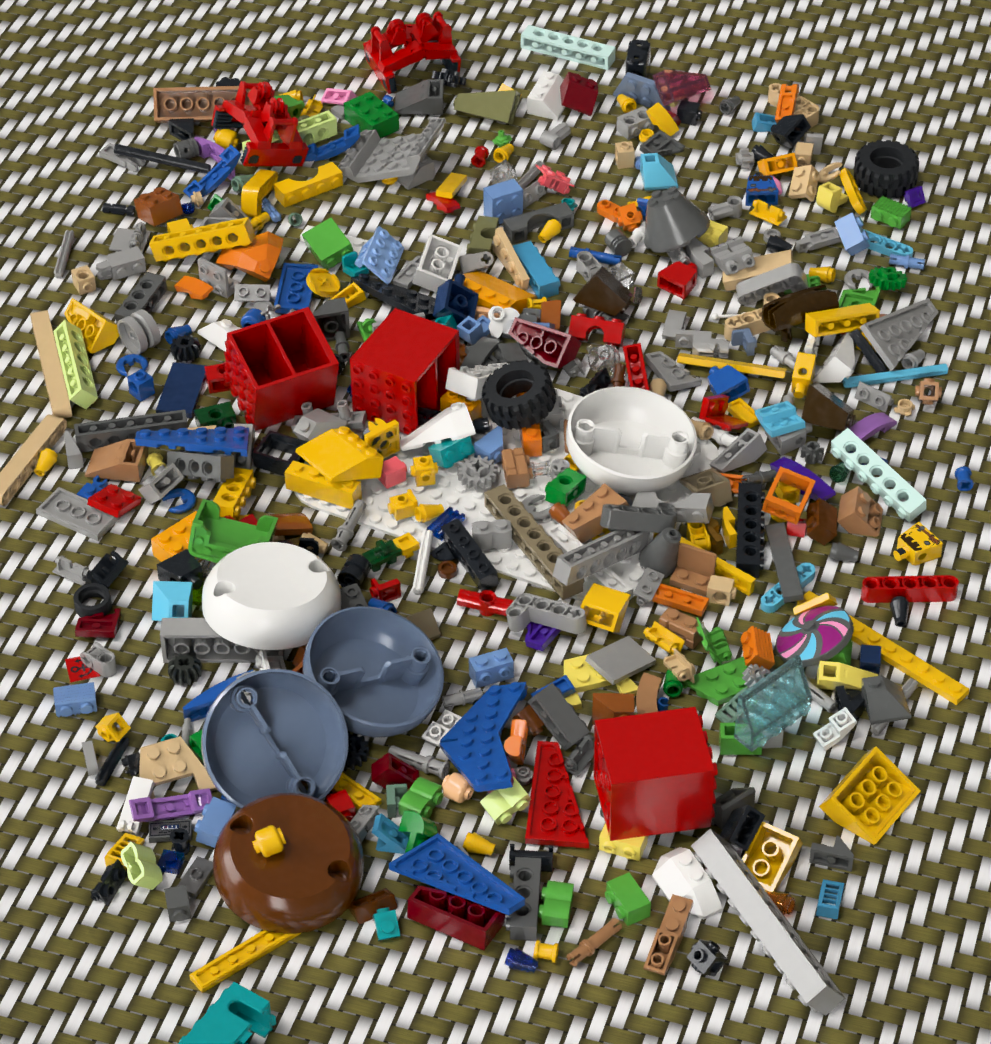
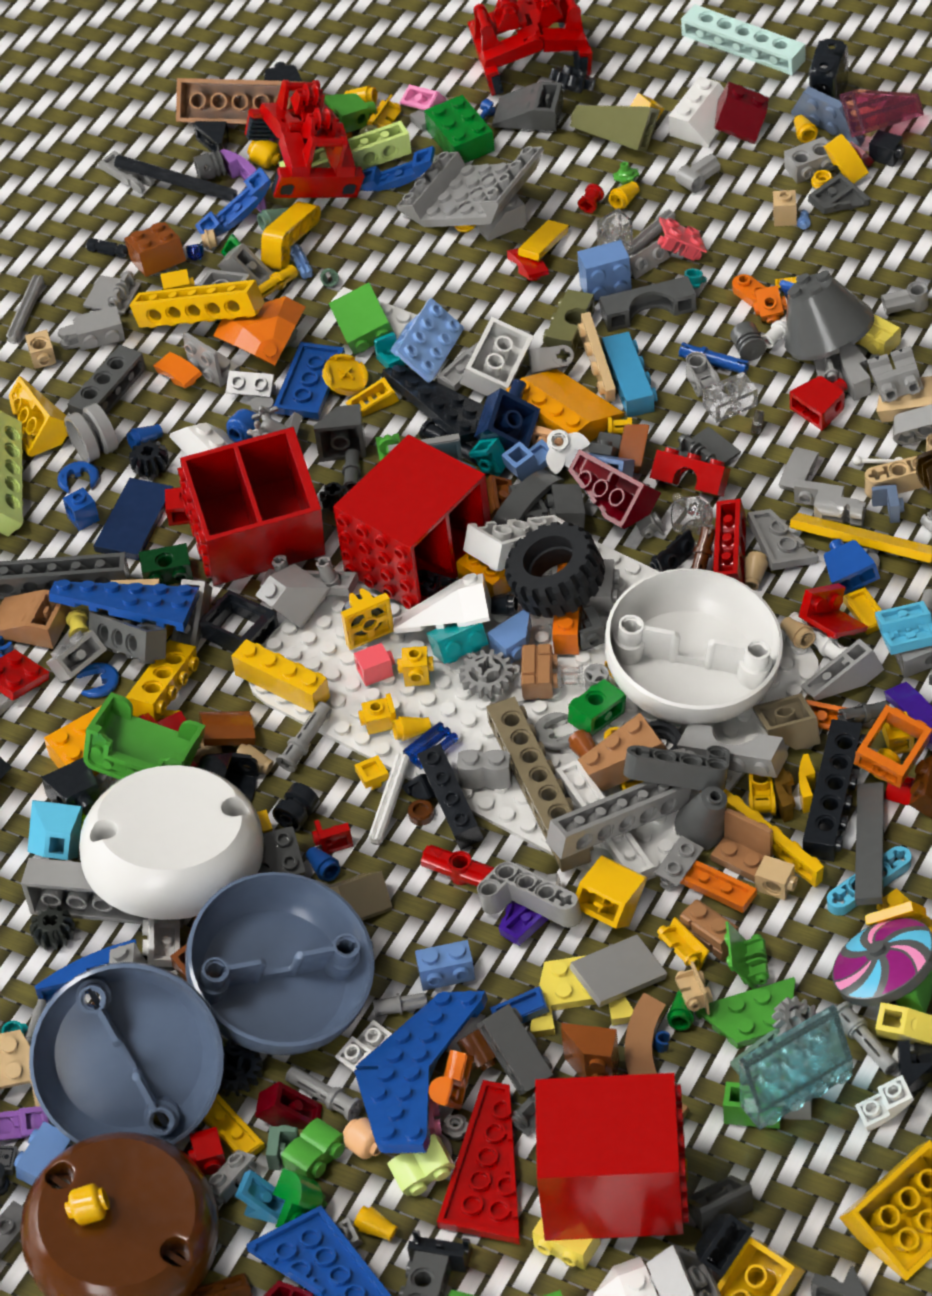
camera: 15 degrees right, 5 degrees up
(291, 191) = (334, 236): yellow arch -> none
(342, 456) = (308, 639): yellow slope -> none
(381, 554) = (337, 783): dark green hips -> none
(550, 230) = (660, 316): yellow cone -> none
(604, 294) = (710, 420): dark brown slope -> none
(657, 172) = (824, 237): medium azure slope -> none
(757, 648) = (805, 972): orange brick -> none

